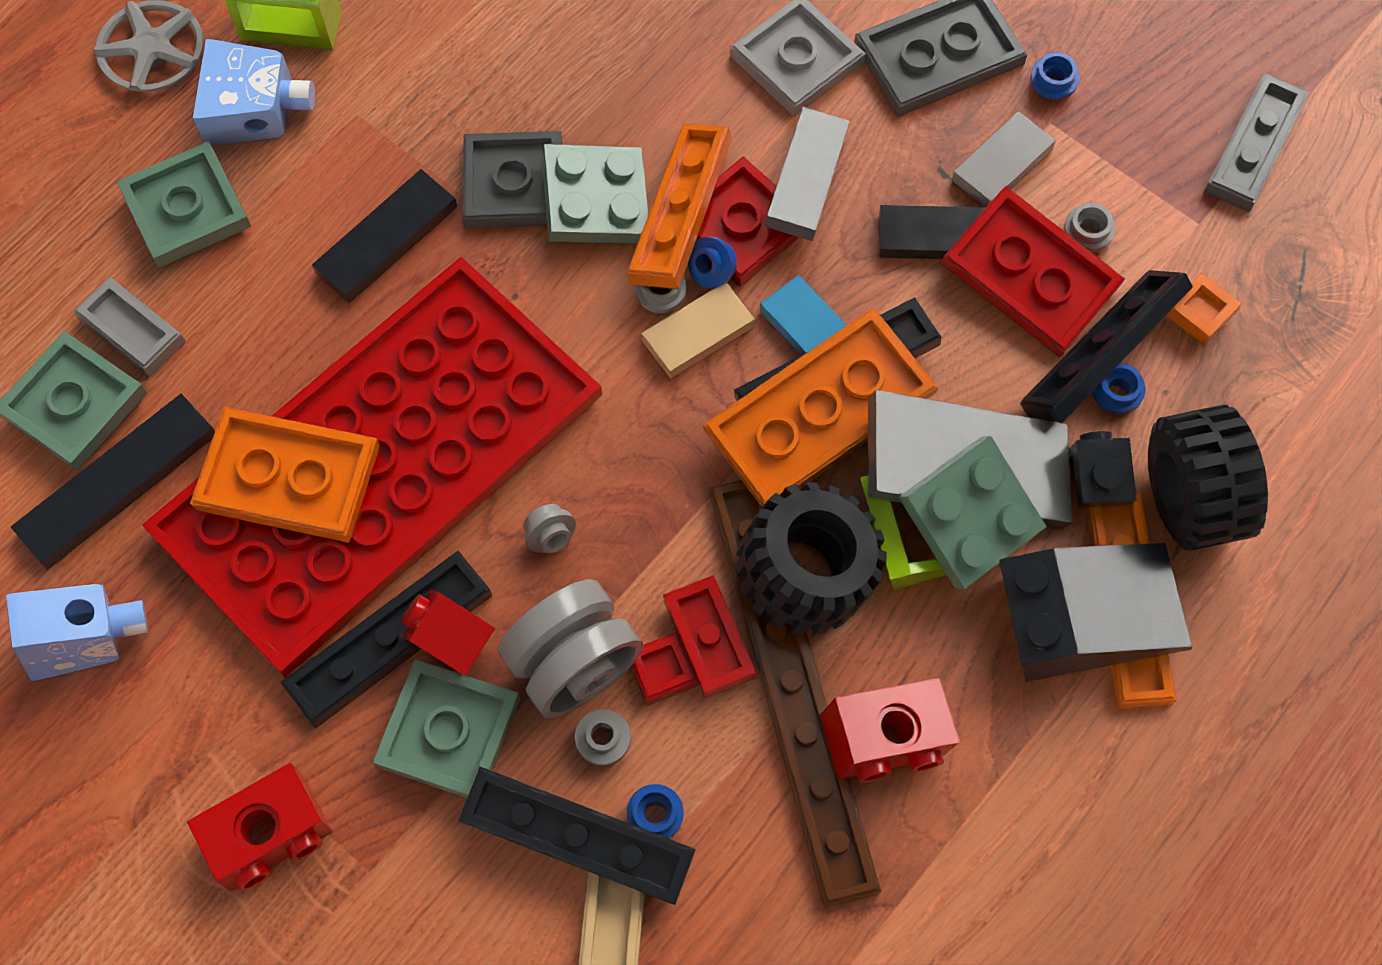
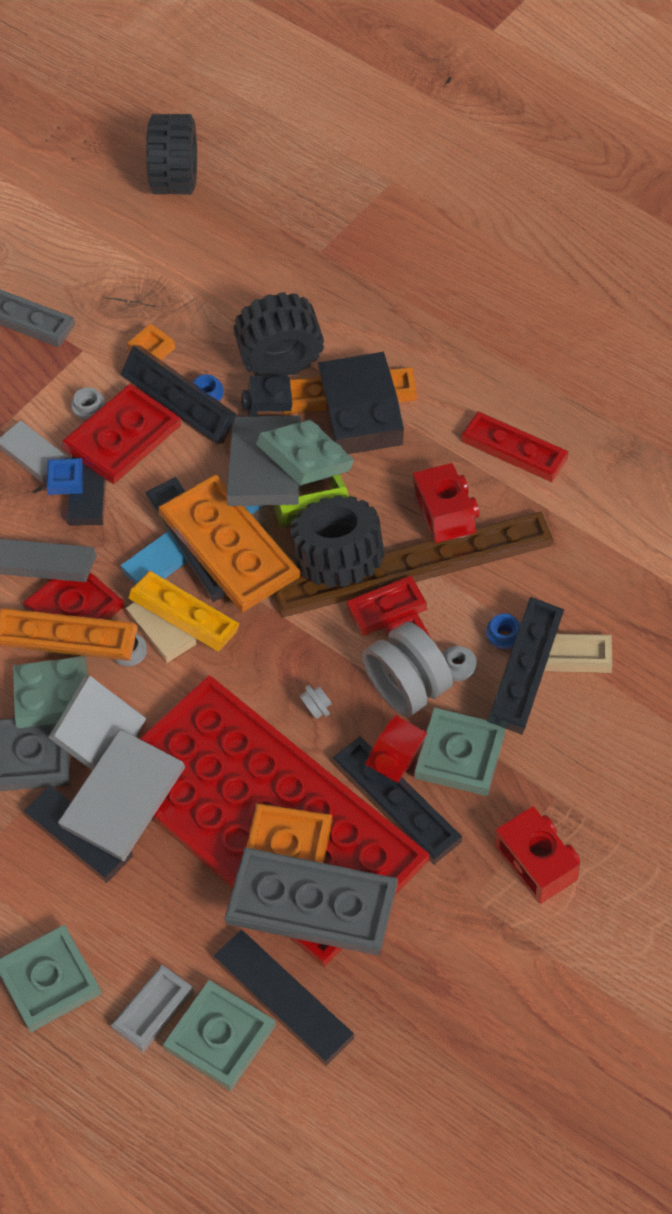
camera: 90 degrees left, 10 degrees down
(69, 628) = (409, 994): light blue torso -> none
(208, 504) = (311, 901): none -> dark grey tile
(417, 275) = (122, 795): none -> light grey tile
(524, 243) = (93, 722): none -> light grey tile
(712, 354) = (184, 611): none -> light orange tile
(723, 262) = (107, 604): blue plate -> none
(949, 196) = (65, 476): none -> blue tile
(1018, 861) = (514, 446): none -> red tile

